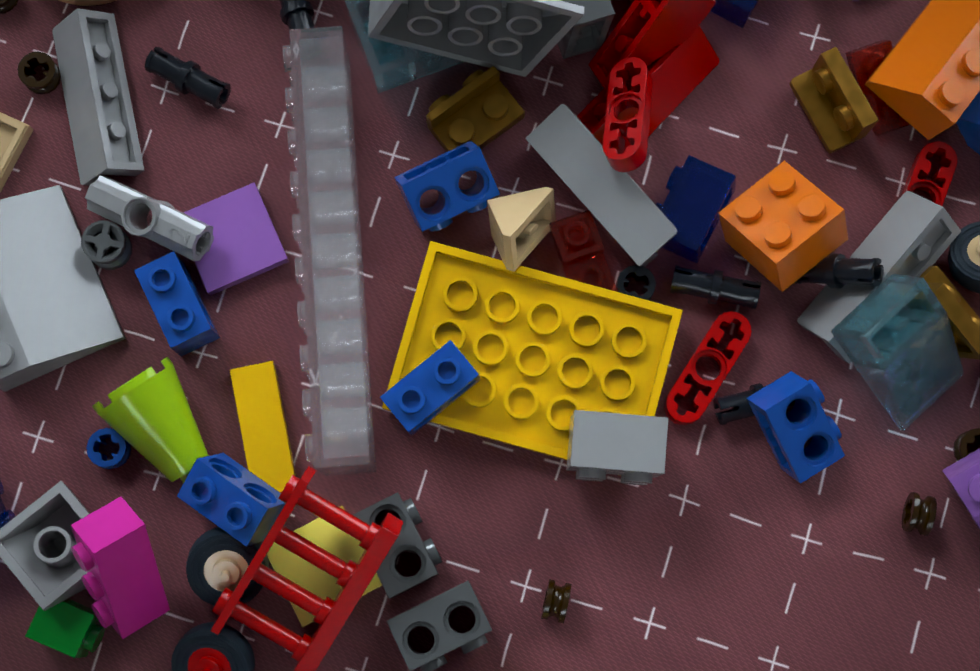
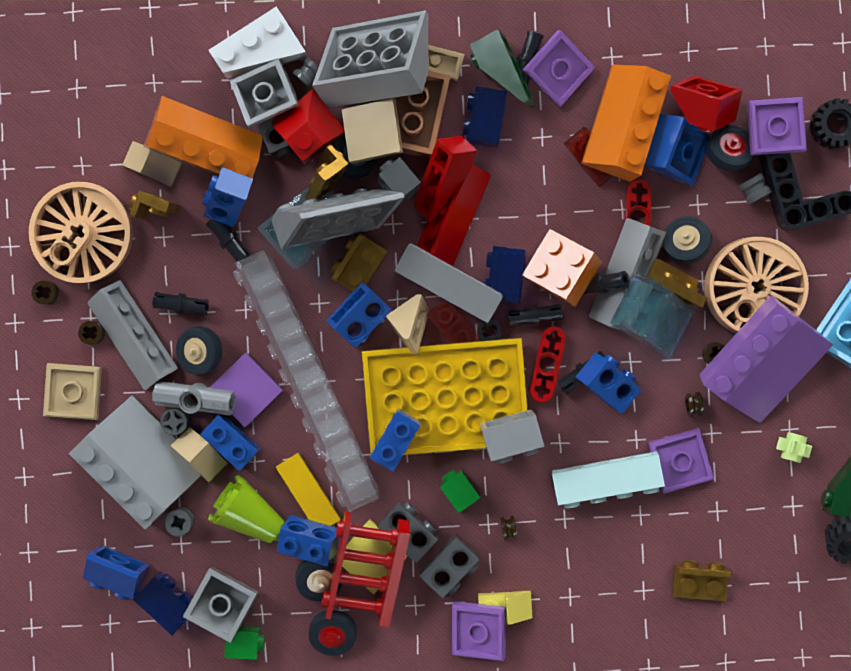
camera: 20 degrees left, 10 degrees up
(59, 400) = (184, 518): none -> dark grey wheel
(101, 459) = (222, 543): blue bush -> none
(119, 568) = (263, 605): dark pink brick -> none
(122, 307) = (199, 454): none -> tan slope
(186, 152) = (199, 350): none -> black wheel
(500, 509) = (459, 490): none -> green brick
(635, 128) = (457, 246): red beam -> none
(744, 578) = (607, 479): none -> light aqua brick
(834, 101) = (565, 179): pearl gold bracket -> none
(867, 597) = (682, 460): none -> medium lavender tile

